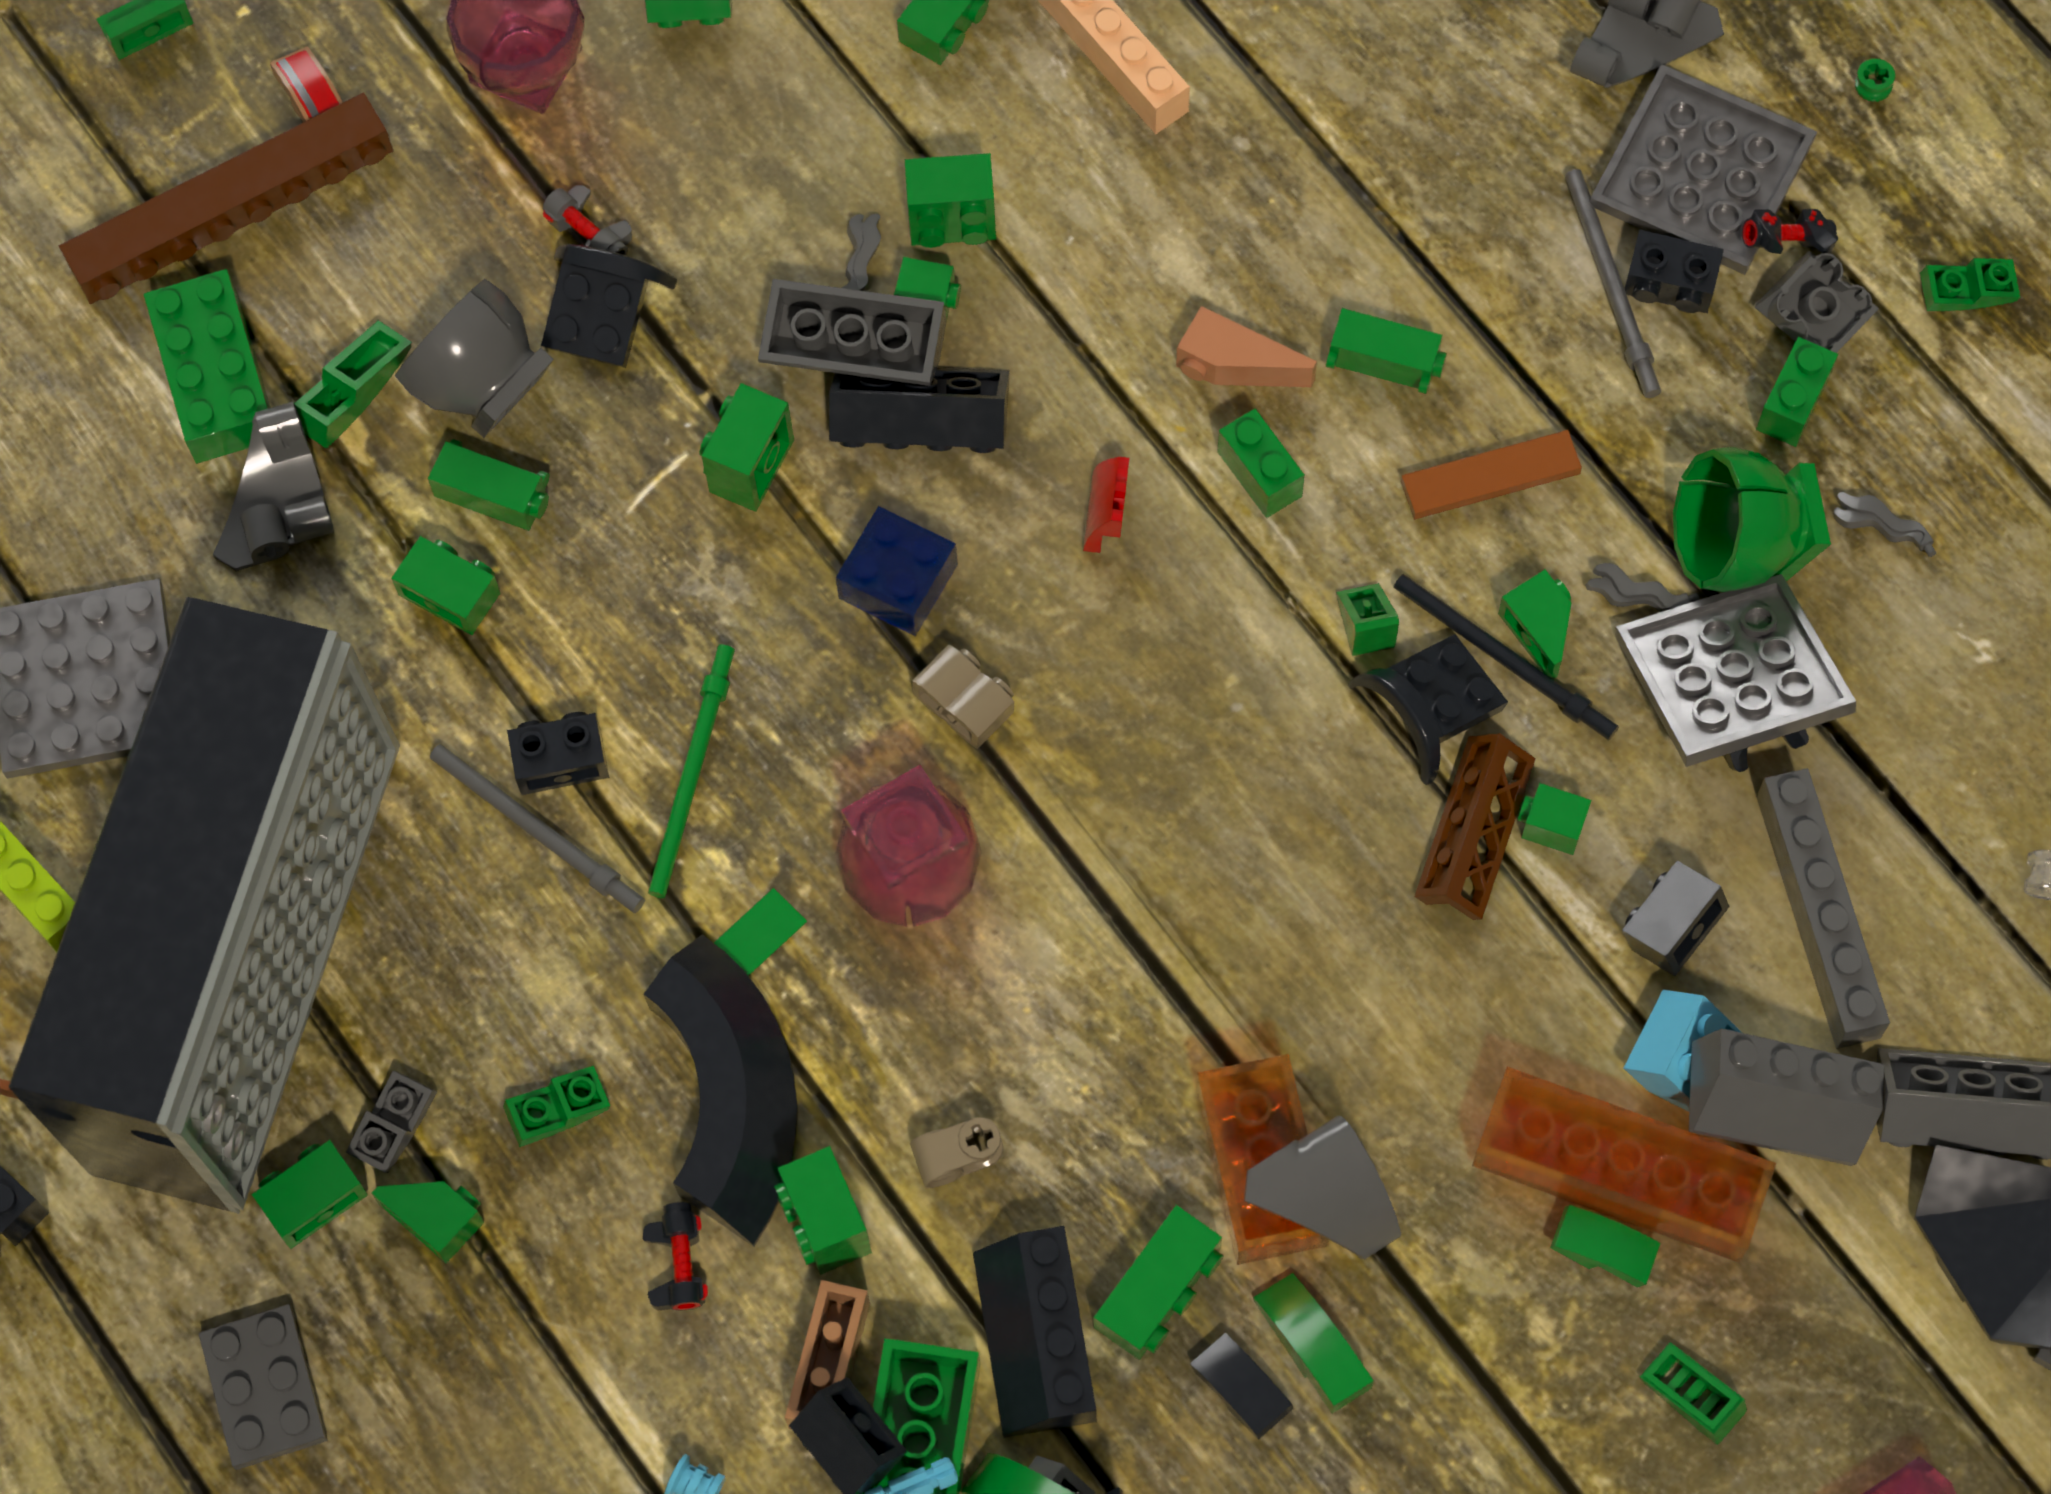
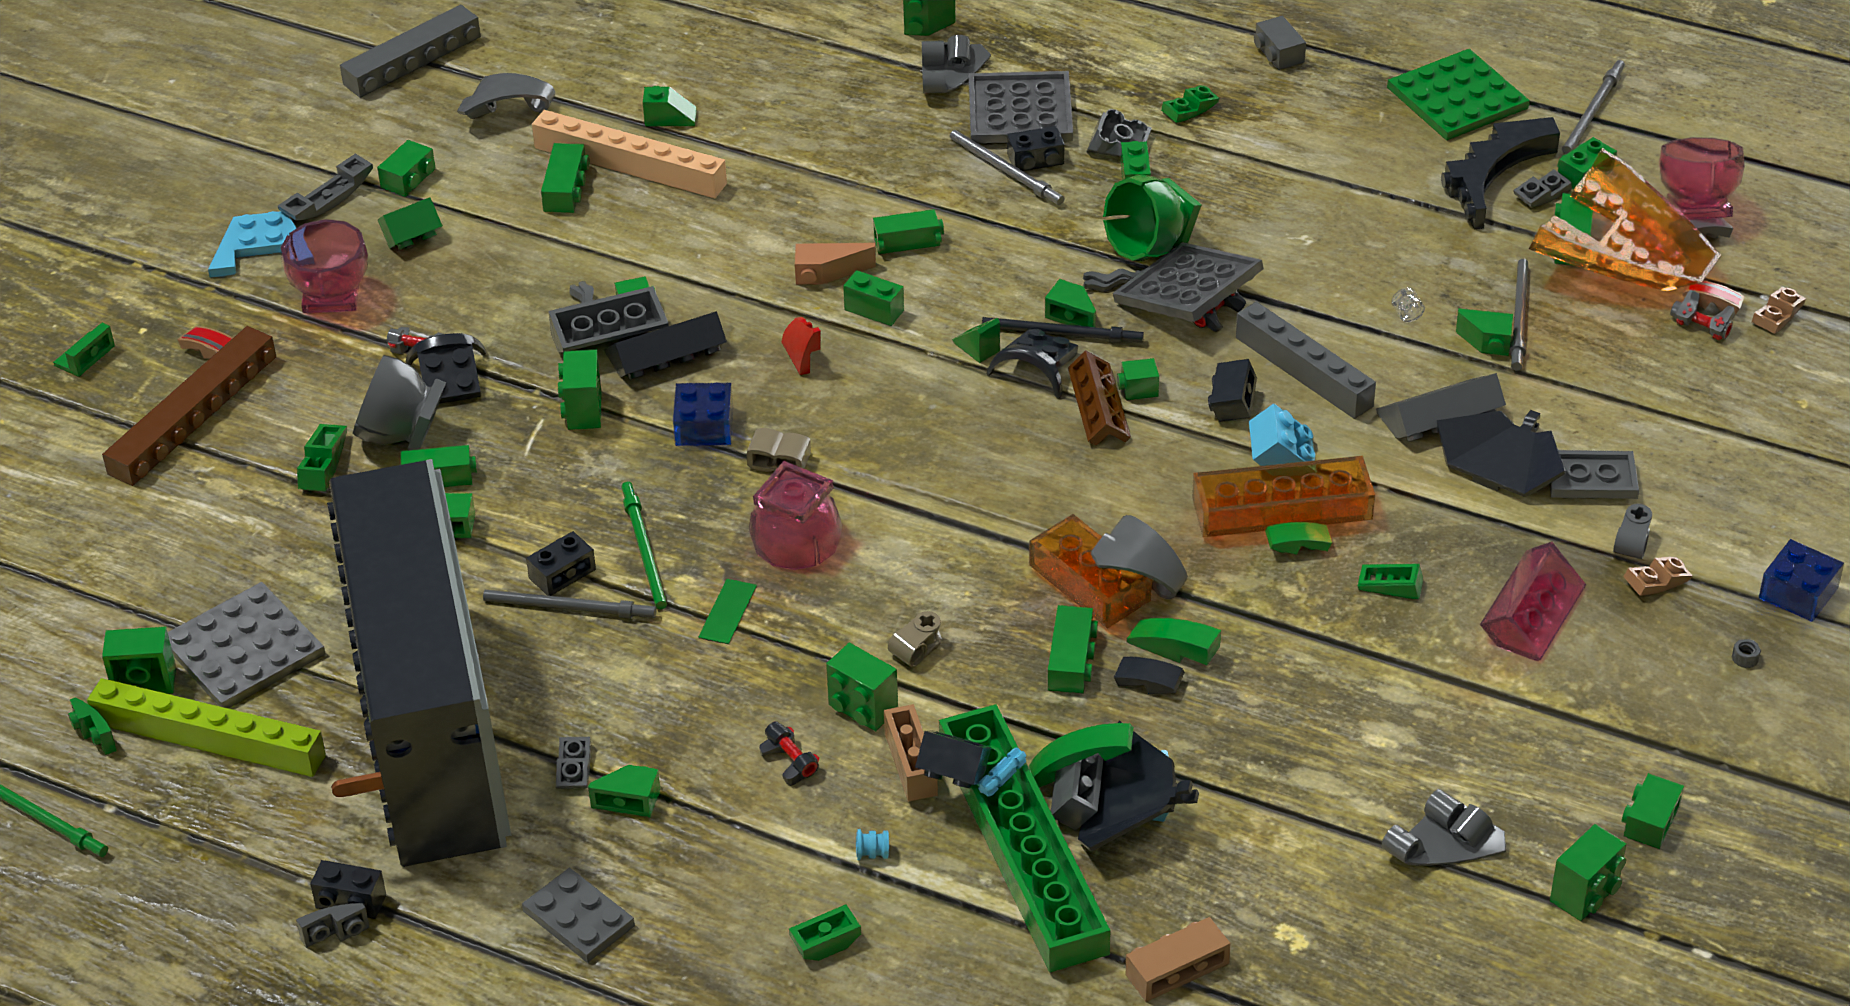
camera: 30 degrees left, 25 degrees down
(208, 363) = (232, 476): green brick -> none
(277, 494) = (304, 514): dark grey panel -> none
(308, 1193) = (548, 808): green brick -> none
(557, 1107) = (671, 716): green slope -> none
(743, 1086) = (770, 662): black brick -> none
(950, 200) = (624, 250): green brick -> none
(1034, 1333) = (1026, 696): black slope -> none
(1491, 474) = (999, 263): dark orange tile -> none
(1784, 1096) = (1344, 428): dark grey slope -> none
(1811, 230) = (1093, 108): black piece -> none
(1867, 88) = (1081, 46): green bush -> none
(1872, 512) = (1213, 205): dark grey hair -> none

